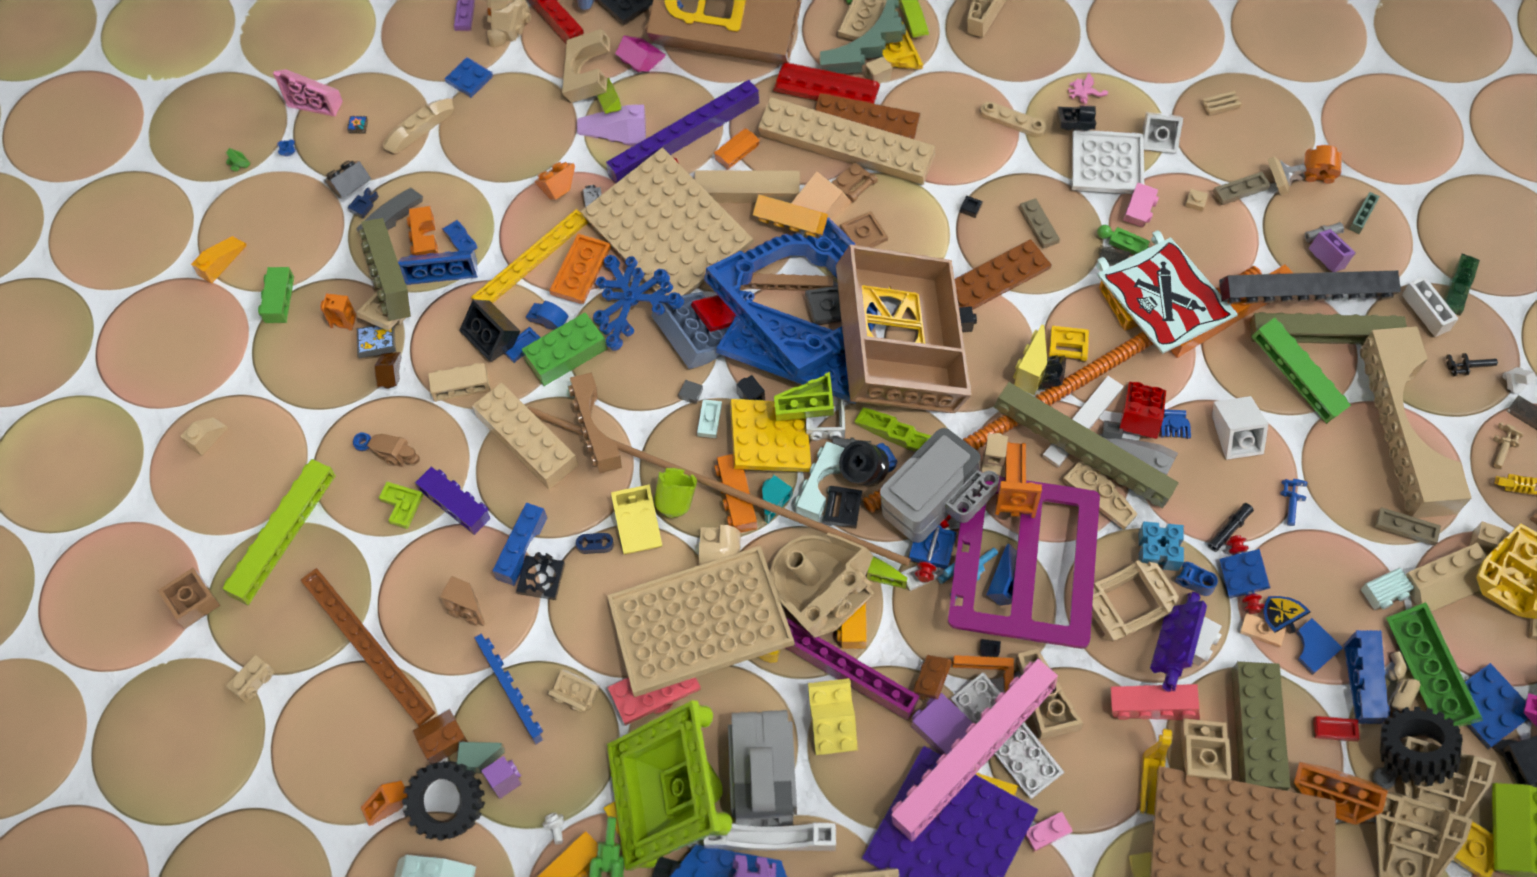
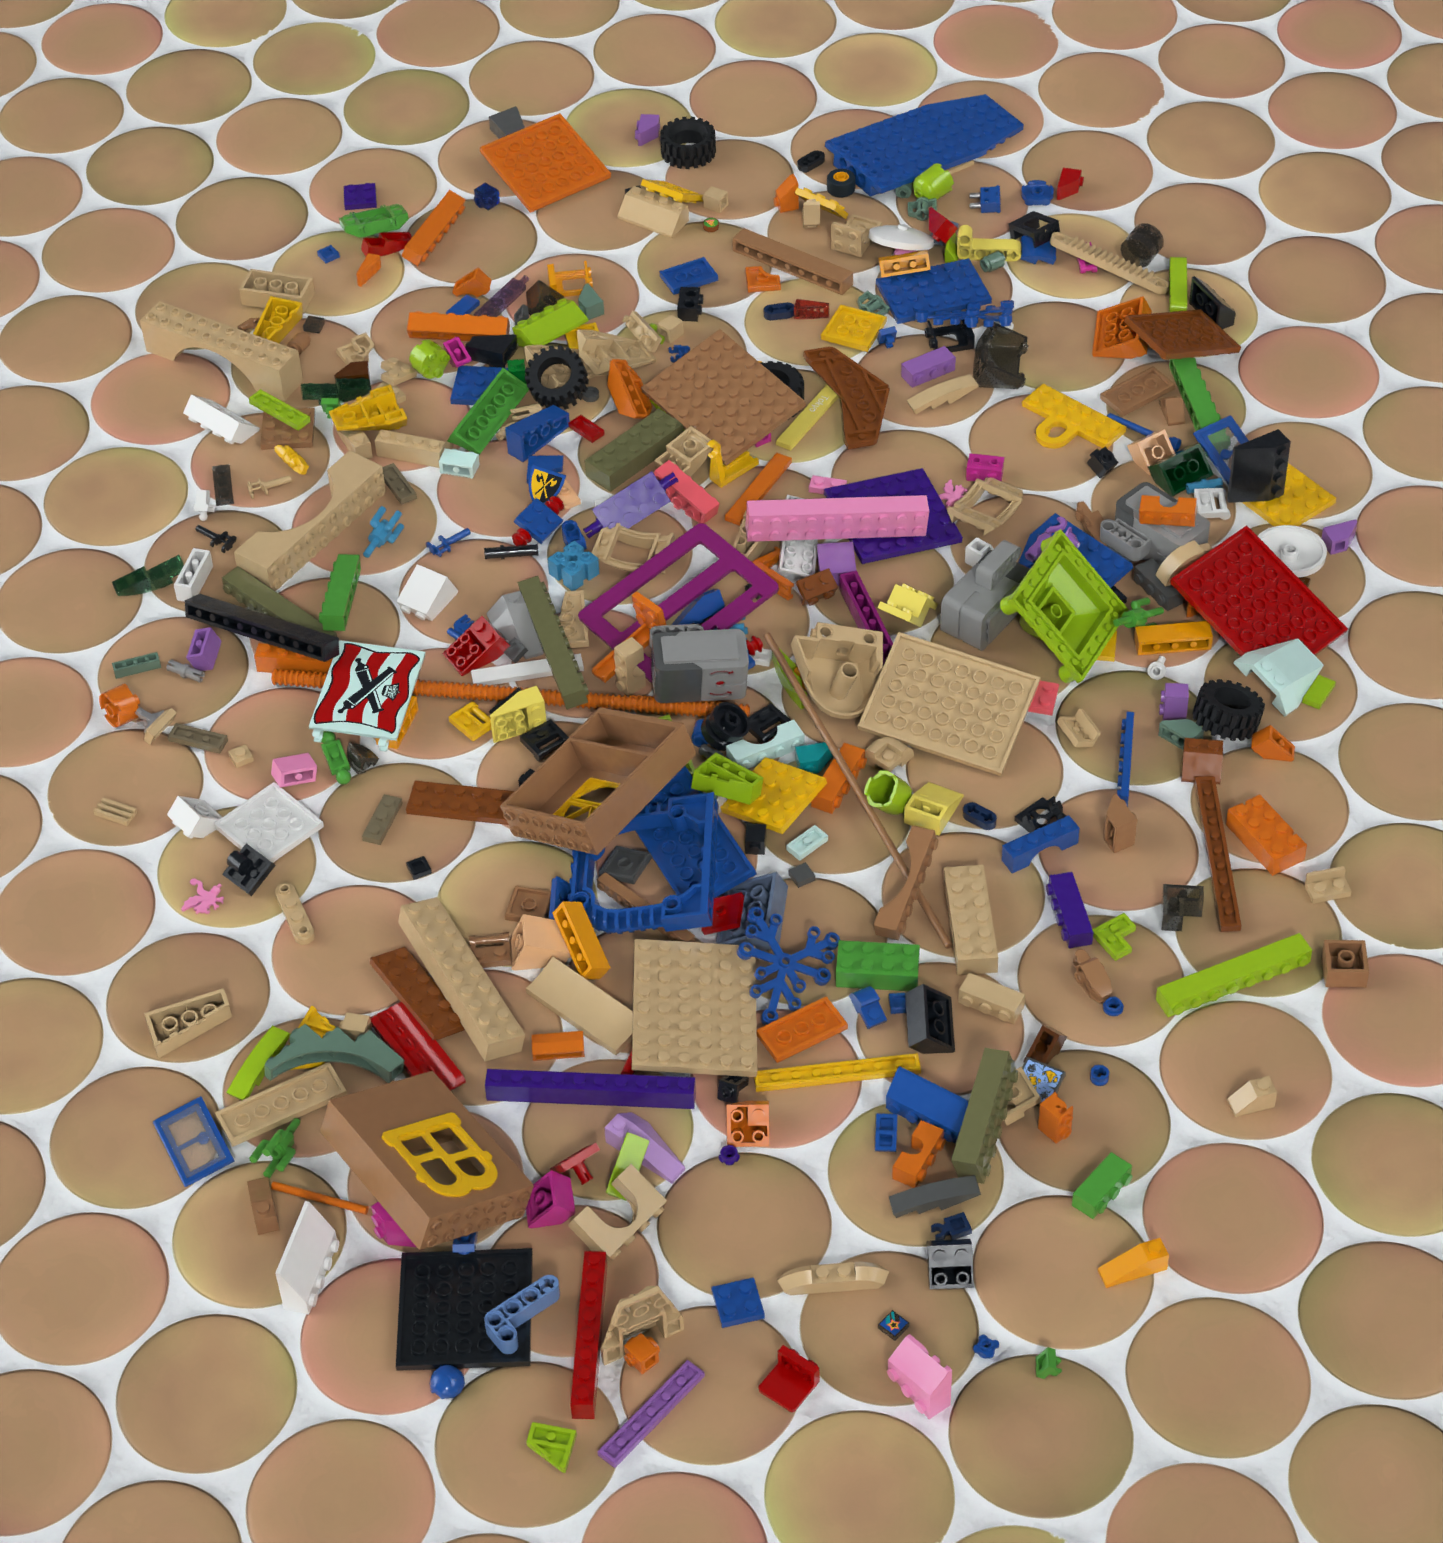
camera: 140 degrees left, 15 degrees down
(331, 378) = (1095, 1071): none -> blue bush
(332, 690) = (1266, 835): none -> orange piece
(365, 562) = (1180, 902): none -> clear smoke brick
(395, 52) = (790, 1379): none -> red bracket
(553, 154) = (729, 1150): none -> dark purple plate
(645, 78) = (576, 1162): none -> red tile
(1004, 366) = (542, 735): none -> black plate
(1106, 777) = (759, 487): none -> orange tile
(1352, 461) = (383, 530): none -> dark azure plant
(1475, 740) = (517, 368): none -> green brick

